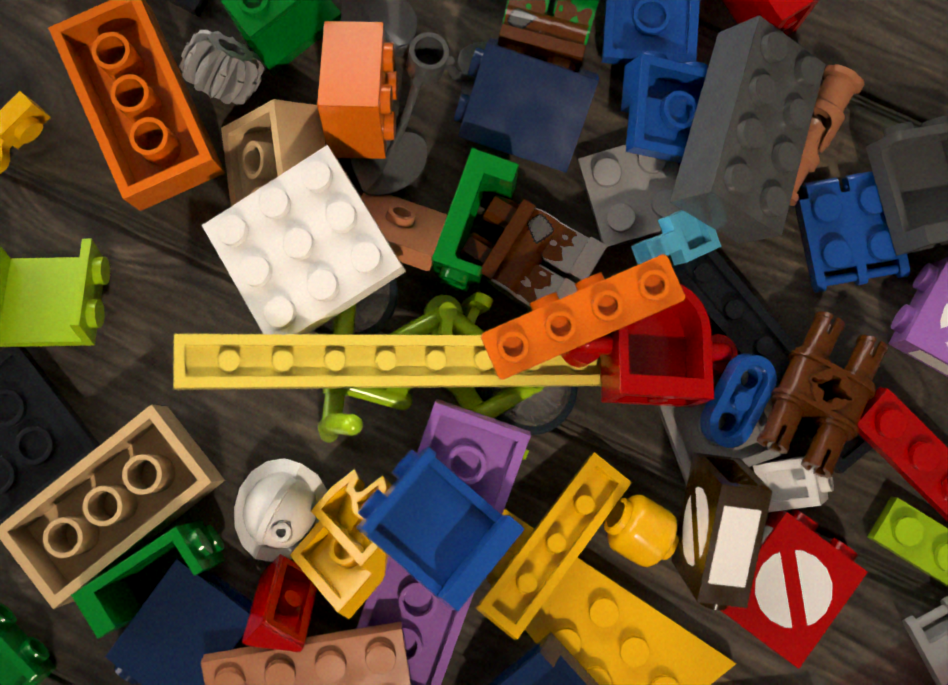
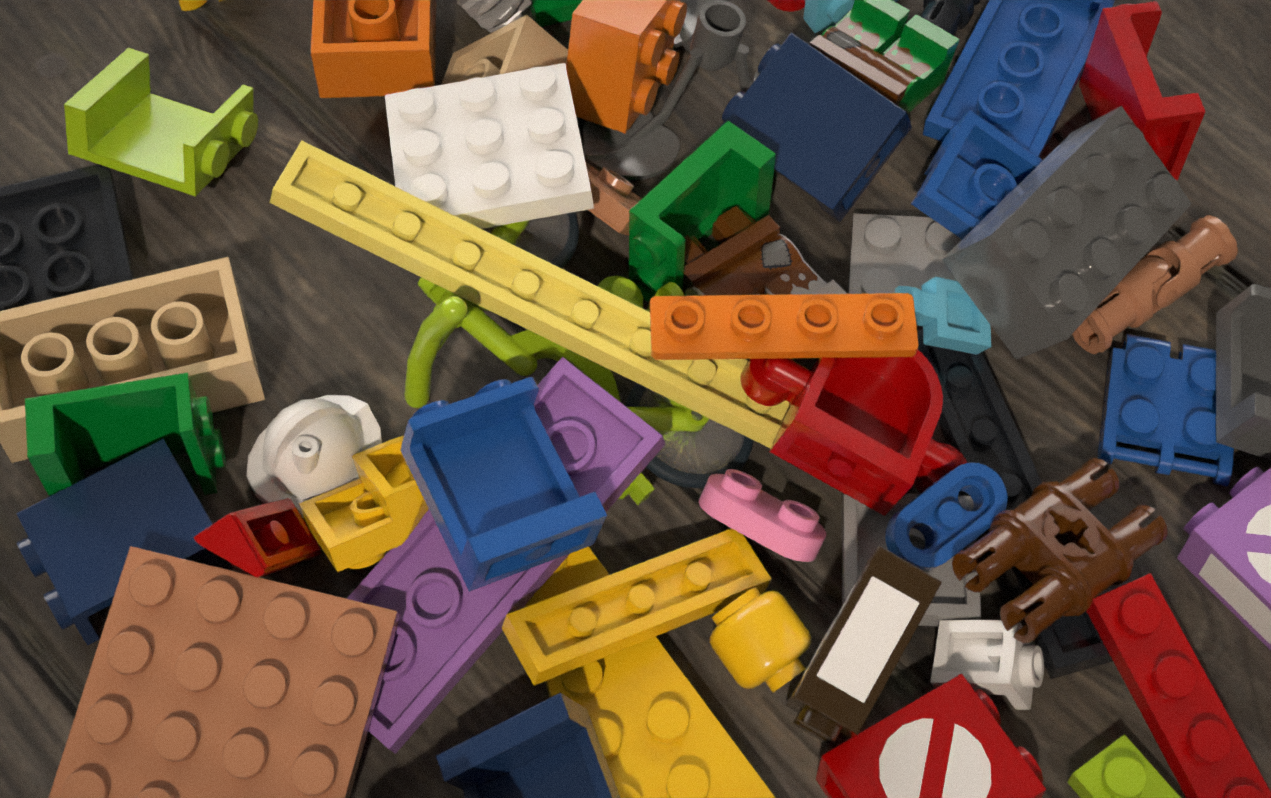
camera: 15 degrees right, 25 degrees down
(607, 437) = (776, 524): none -> bright pink plate

